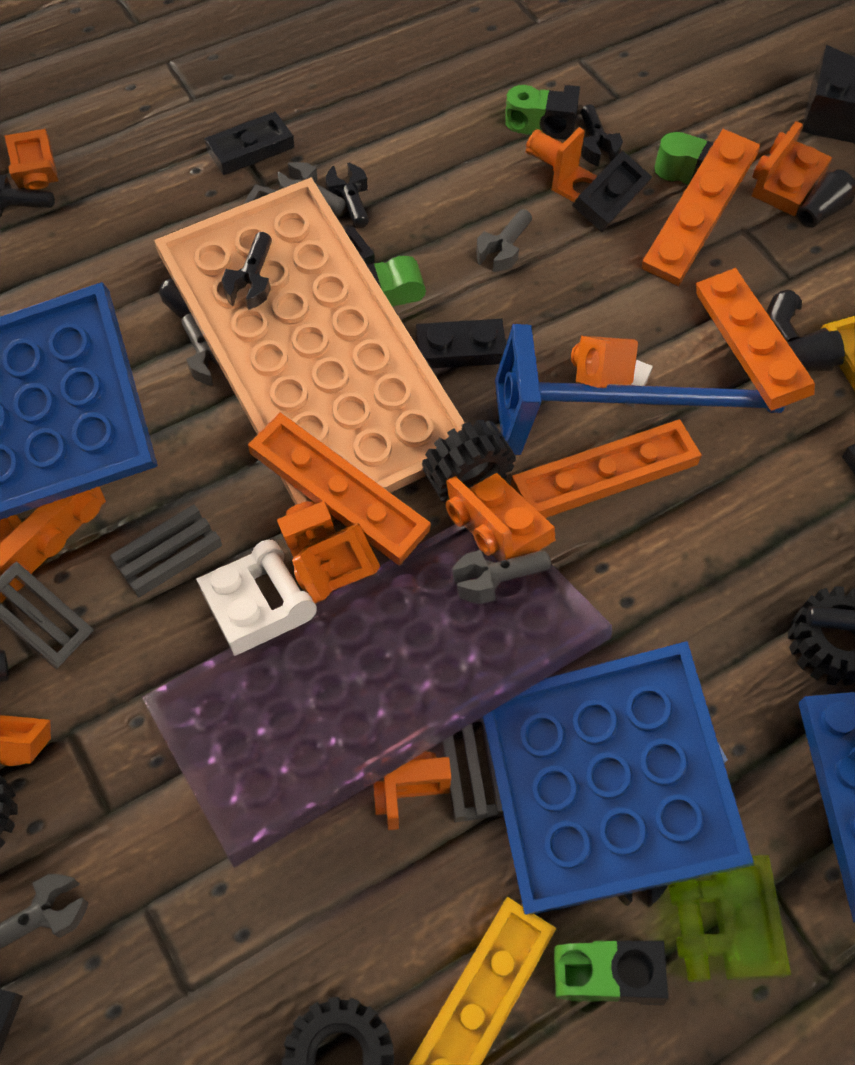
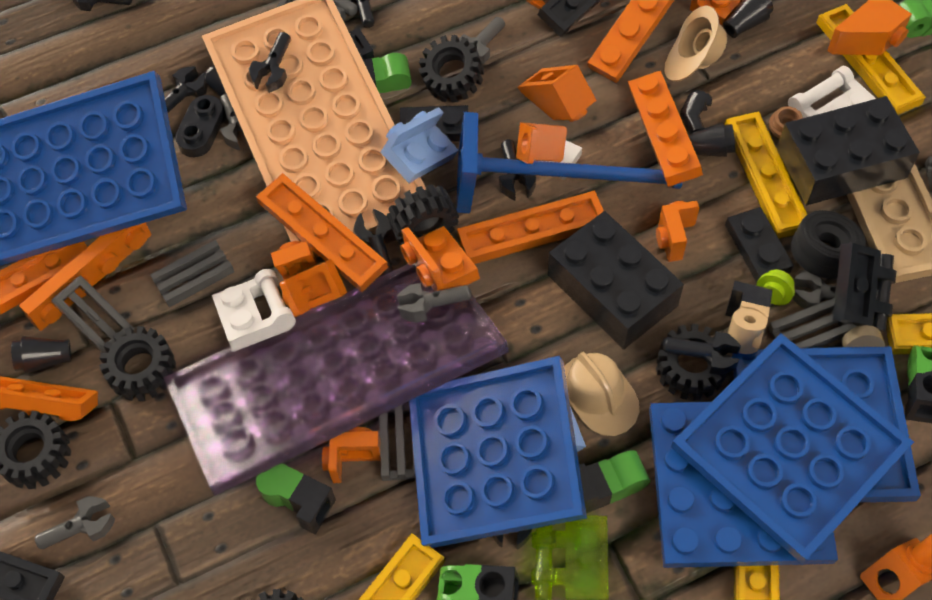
camera: 10 degrees right, 0 degrees up
(84, 657) = (129, 346): none -> black tyre
(133, 308) = (185, 87): none -> black bar
(161, 346) = (204, 119): none -> black plate
(344, 850) = (297, 492): none -> leg
(410, 494) = (376, 241): none -> black bar
(451, 371) = (418, 146): none -> light blue bracket
(471, 252) = (447, 52): none -> black tyre
(563, 412) = (507, 181): none -> black bar
(615, 298) = (559, 92): none -> orange slope
(724, 532) = (614, 279): none -> black brick
(733, 685) = (601, 394): none -> tan piece
(771, 799) = (612, 479): none -> bright green leg
(774, 234) = (697, 45): none -> tan piece
(784, 463) = (671, 226): none -> orange bracket

